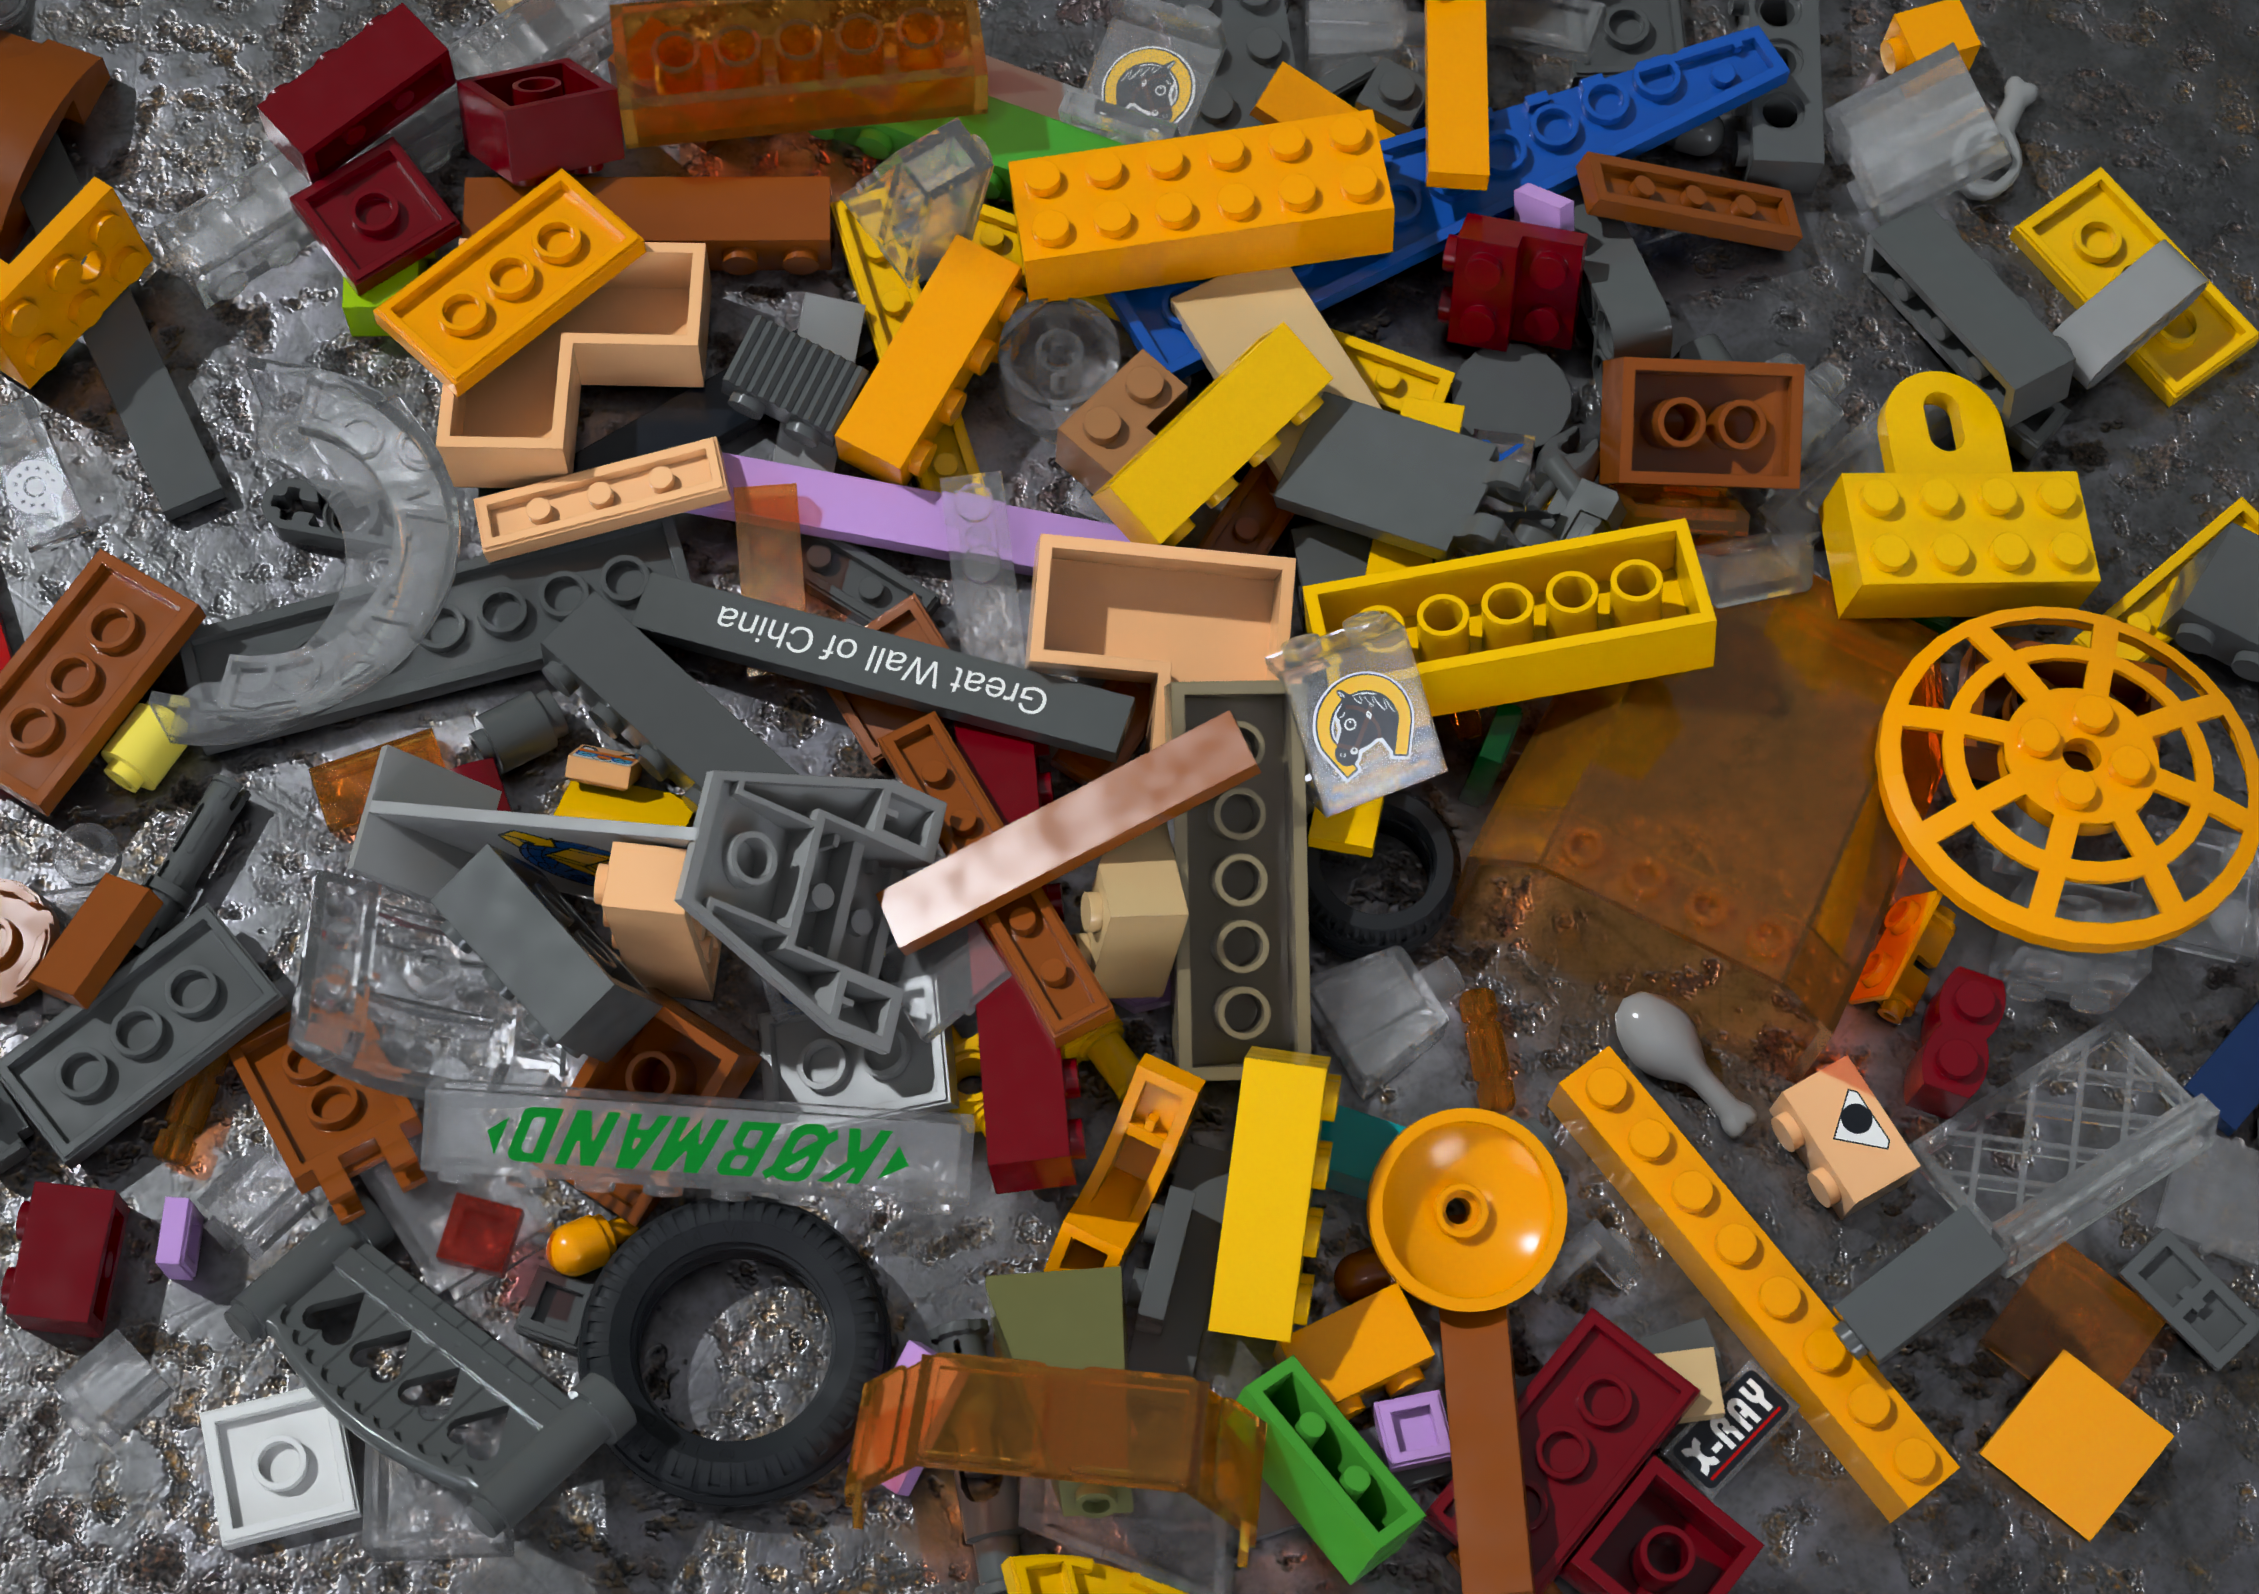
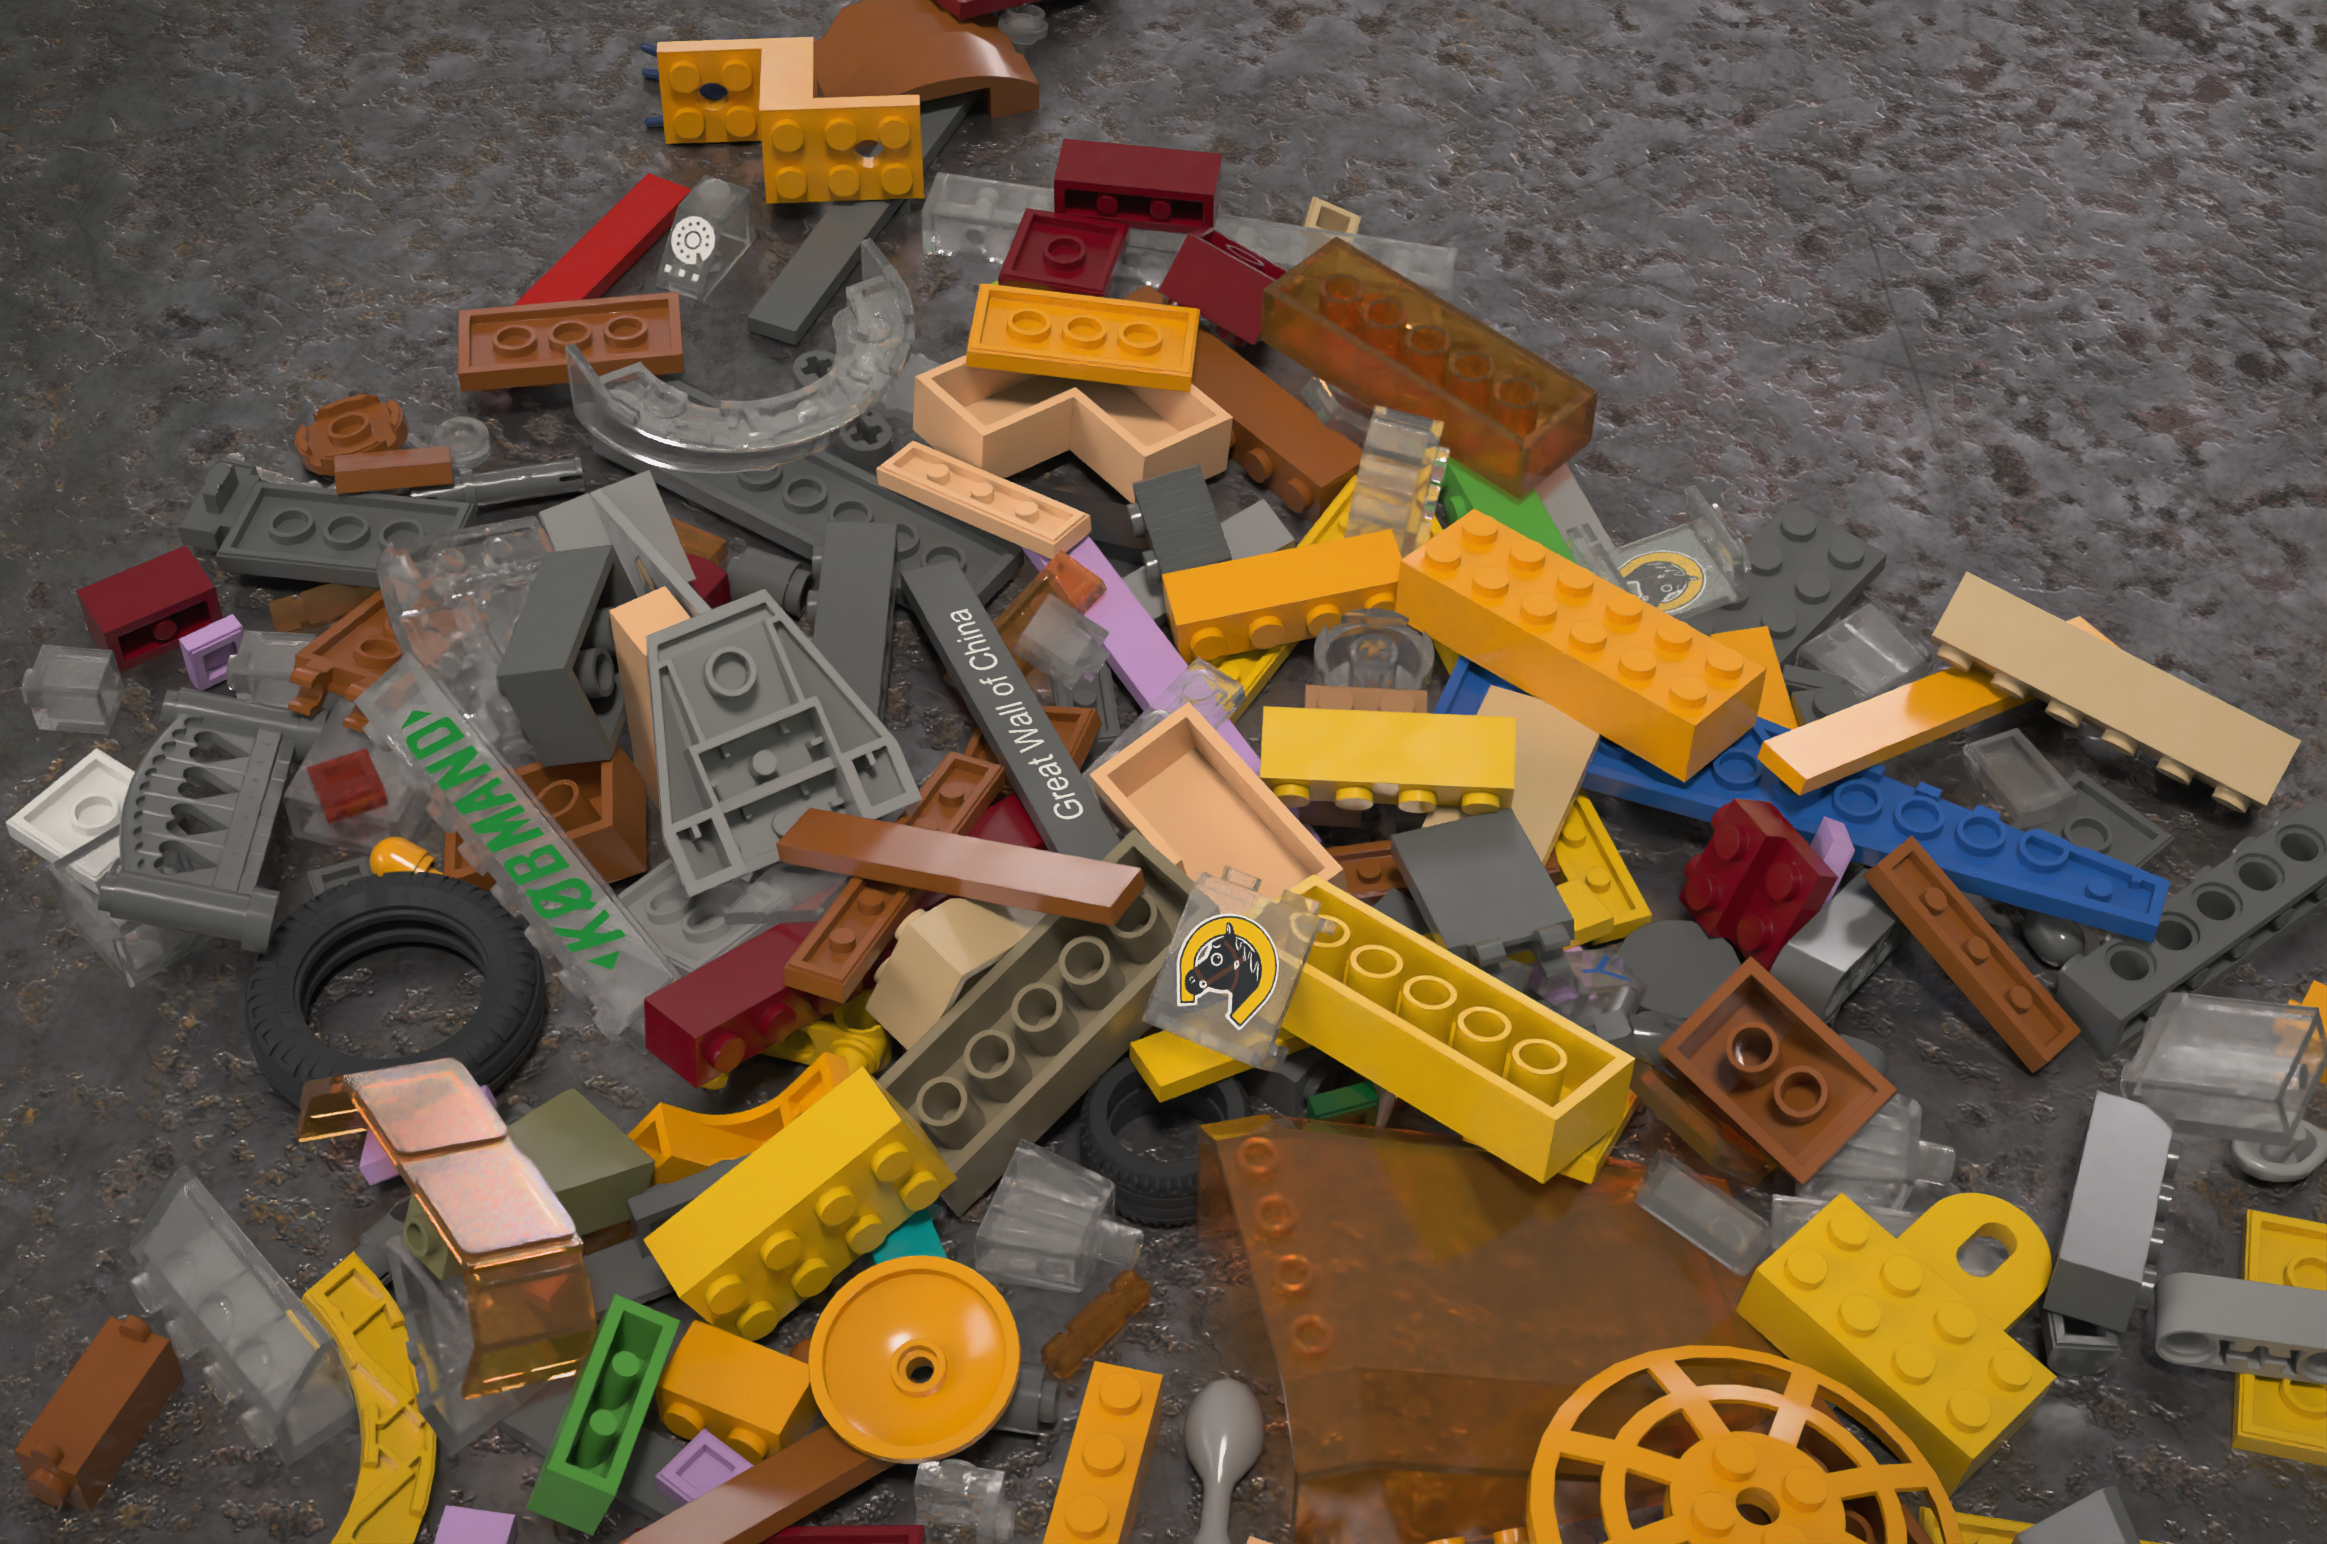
camera: 55 degrees right, 20 degrees down
(140, 751) = (554, 415): light yellow brick -> none
(768, 156) = (1338, 409): none -> clear tile
(831, 566) = (1063, 643): none -> clear brick

